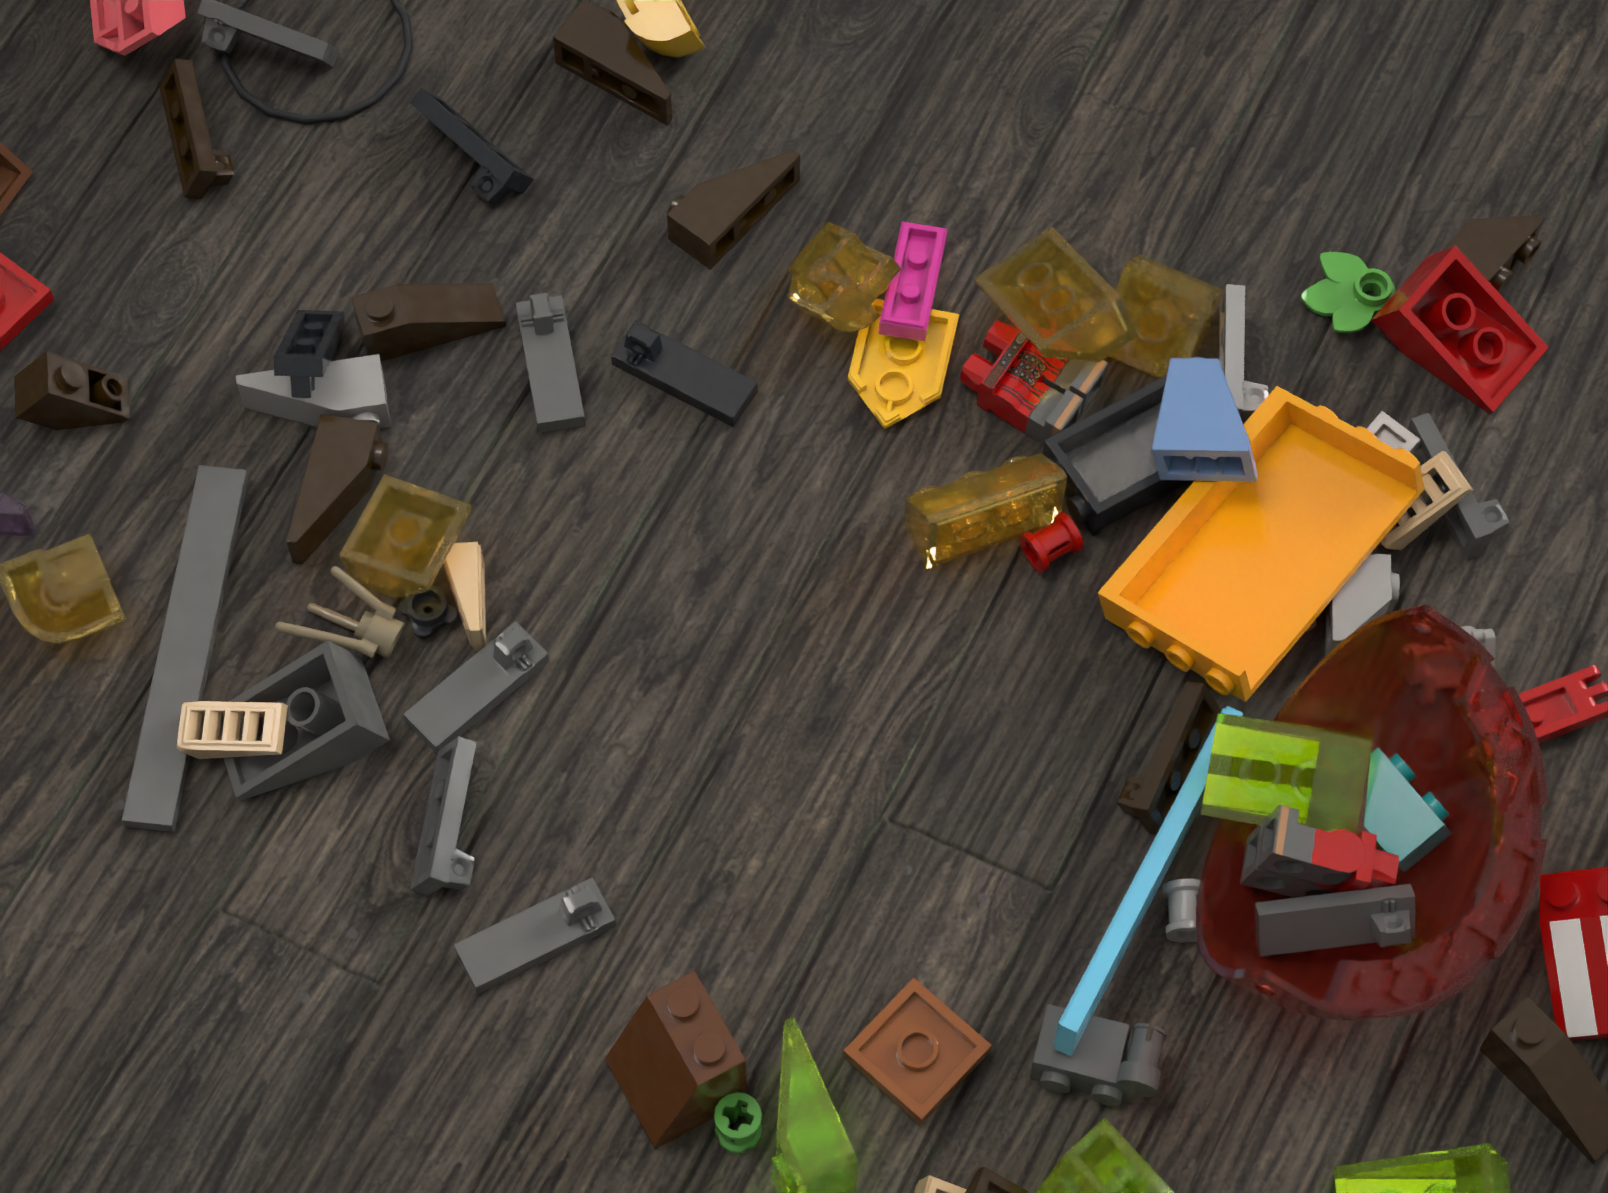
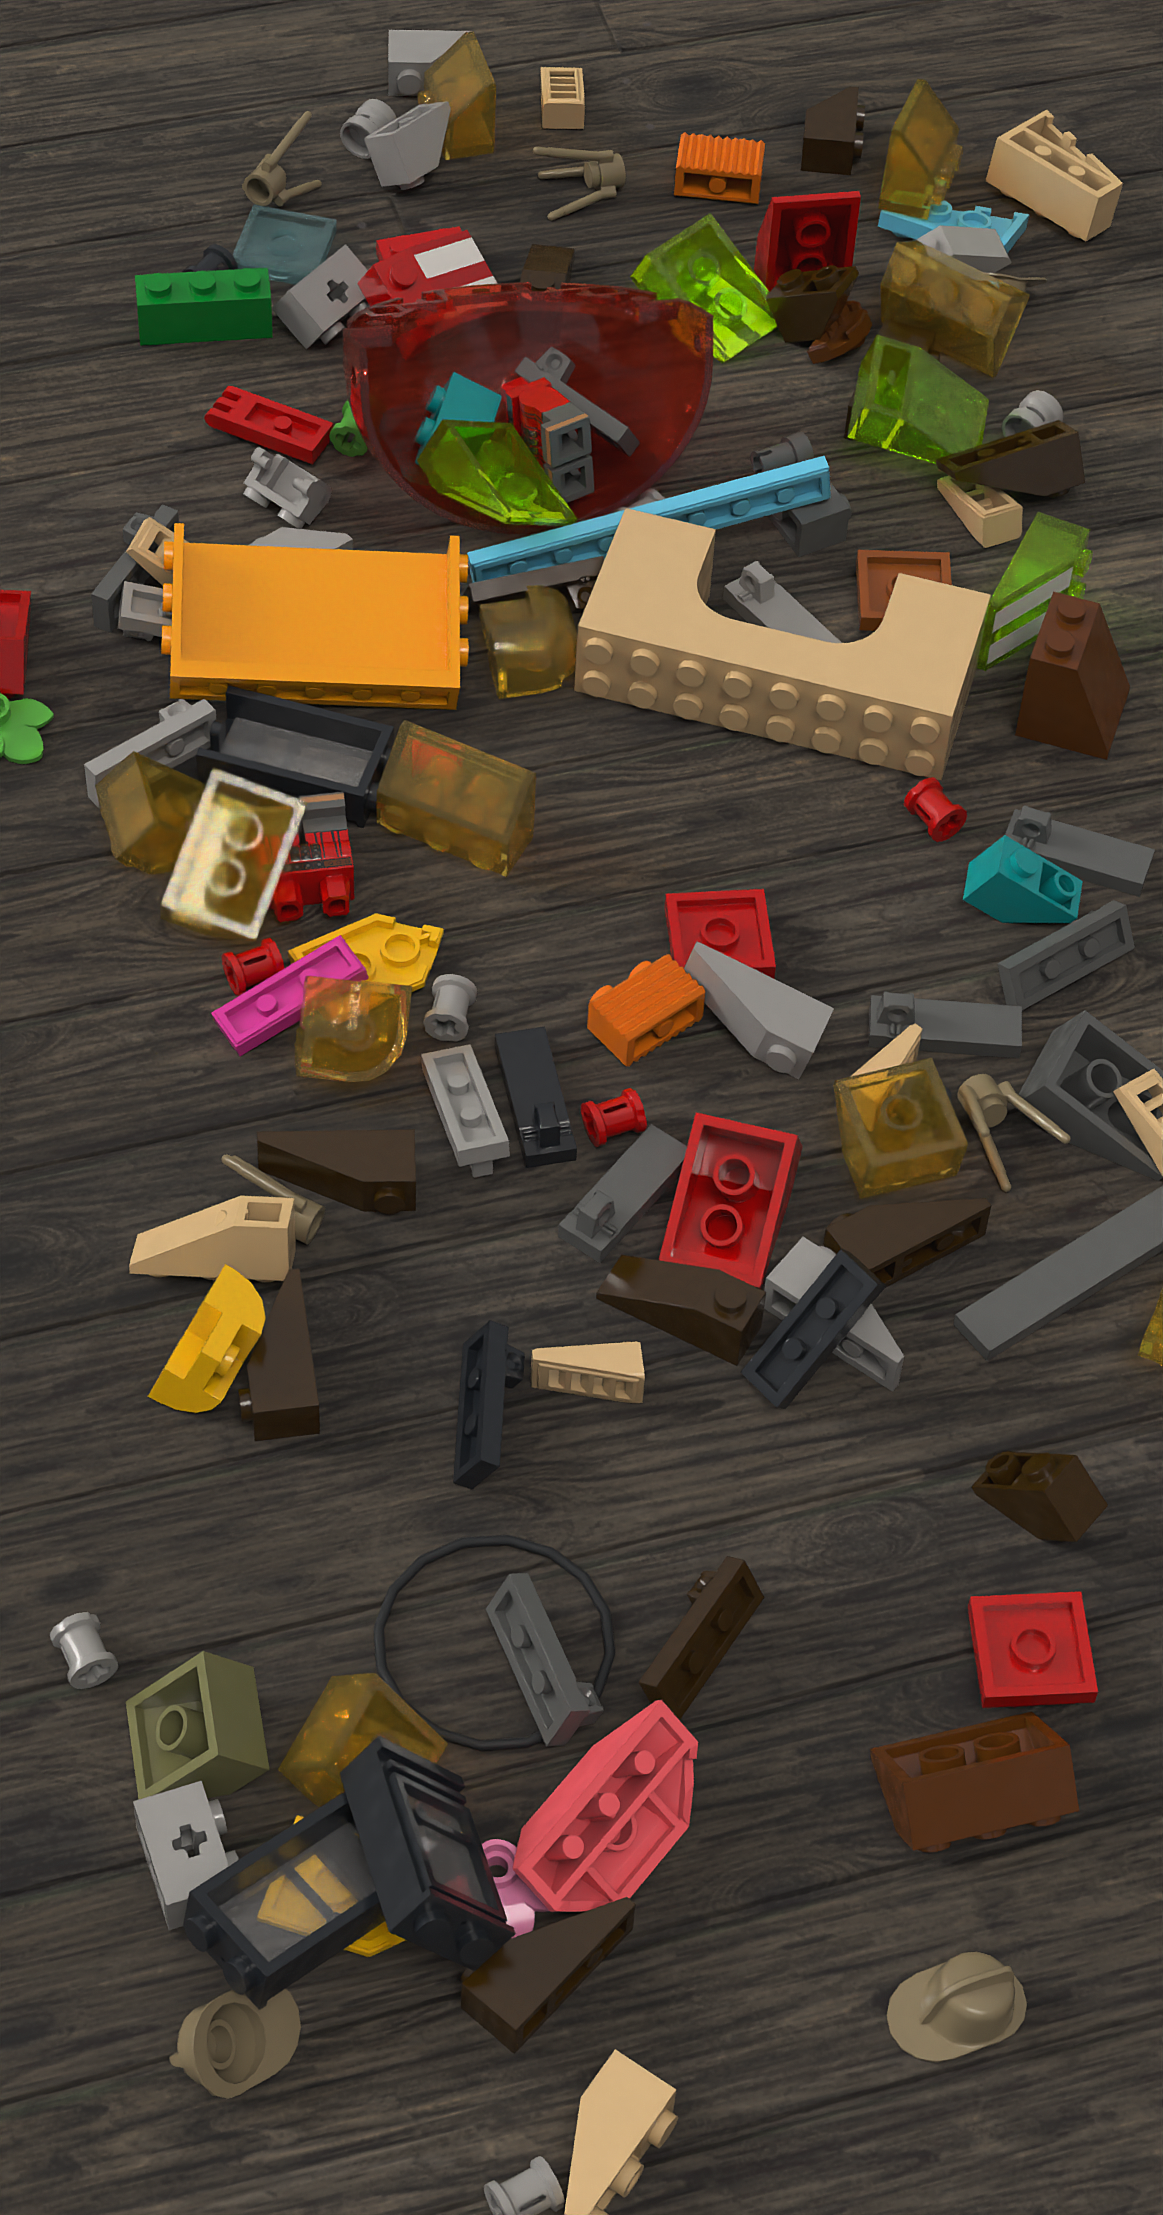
camera: 135 degrees left, 10 degrees down
(425, 224) = (594, 1371): none -> tan slope
(473, 410) = (731, 1197): none -> red slope
(531, 840) = (1021, 886): none -> teal slope
(593, 550) = (762, 1013): none -> light grey slope
(612, 395) = (613, 1117): none -> red bush
(669, 856) = (935, 809): none -> red bush
(682, 488) = (645, 1009): none -> orange brick
(700, 598) = (725, 921): none -> red plate
(711, 310) = (466, 1108): none -> light grey hinge
(725, 149) = (307, 1212): none -> dark tan plant
(737, 86) = (244, 1232): none -> tan slope
(806, 370) = (450, 1007): none -> light grey bush
(959, 283) = (252, 966): none -> red bush
(972, 932) = (769, 605): none -> light grey hinge
(1014, 772) = (869, 700): none -> tan arch
(1116, 709) = (530, 642): none -> clear yellow brick
(1200, 426) = (259, 689): medium blue slope -> none

